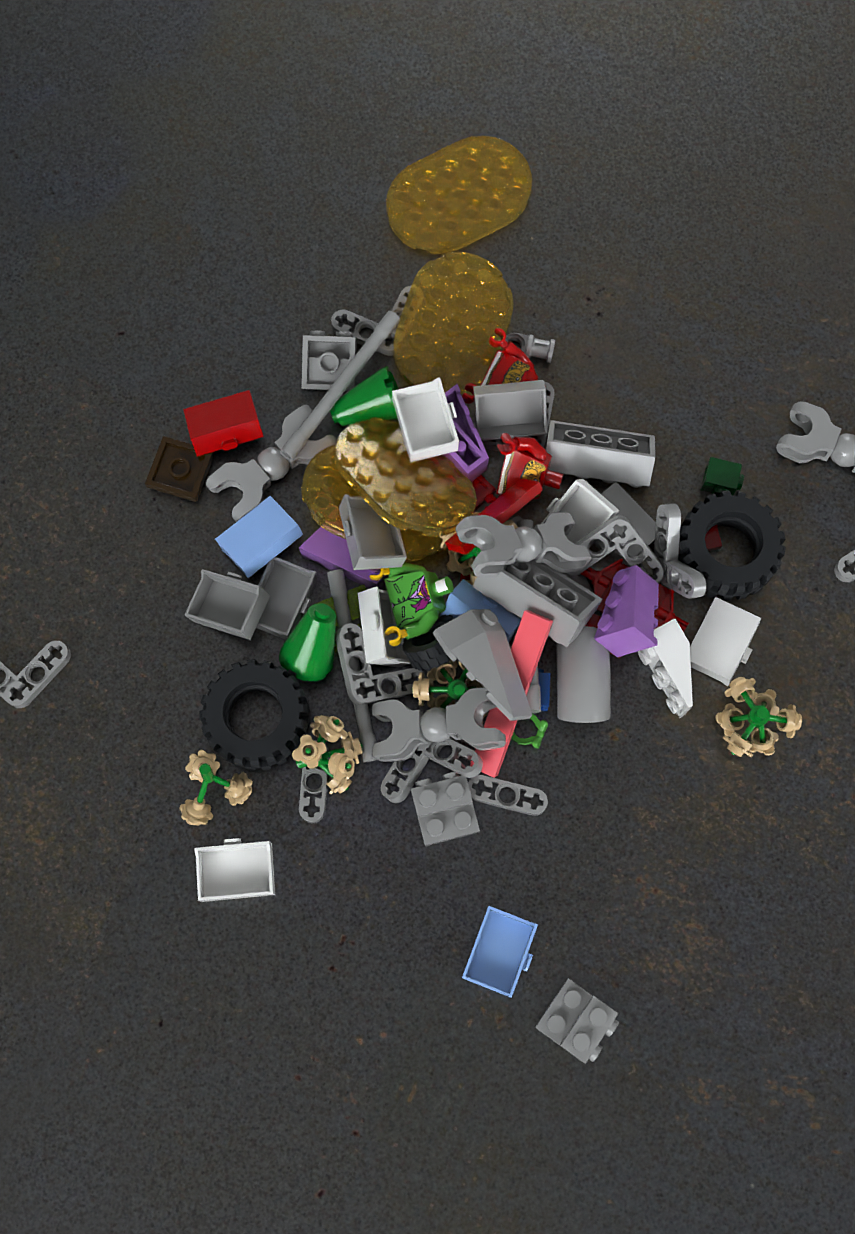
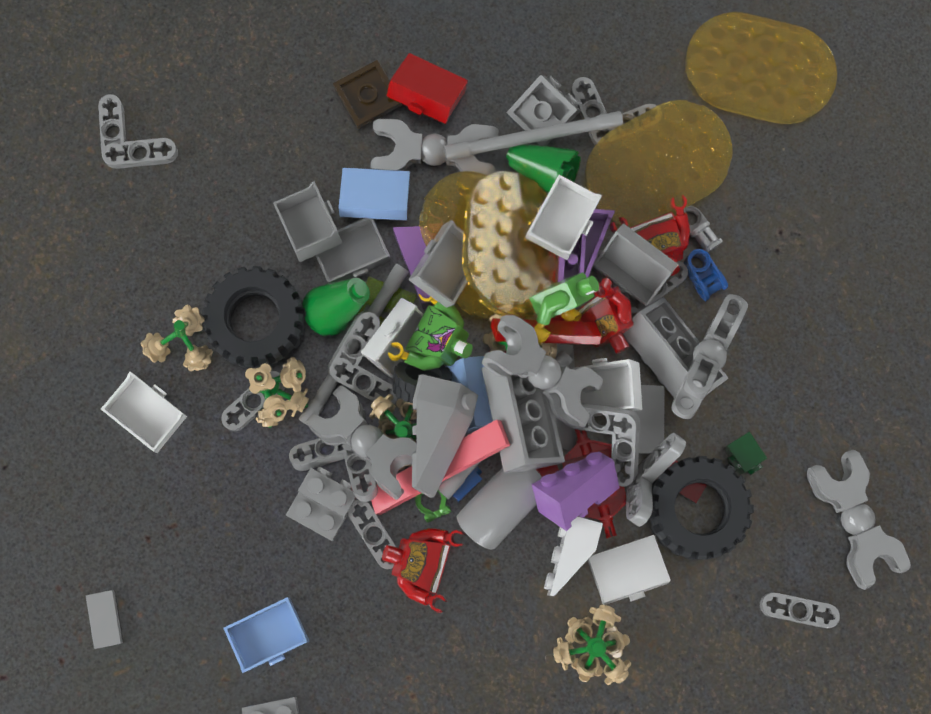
camera: 40 degrees right, 5 degrees up
(359, 1065) = (104, 619): none -> light grey tile
(483, 477) = (562, 299): none -> bright green torso
(566, 375) = (706, 275): none -> blue piece
(566, 781) = (421, 563): none -> red torso
(631, 426) = (709, 356): none -> light grey piece

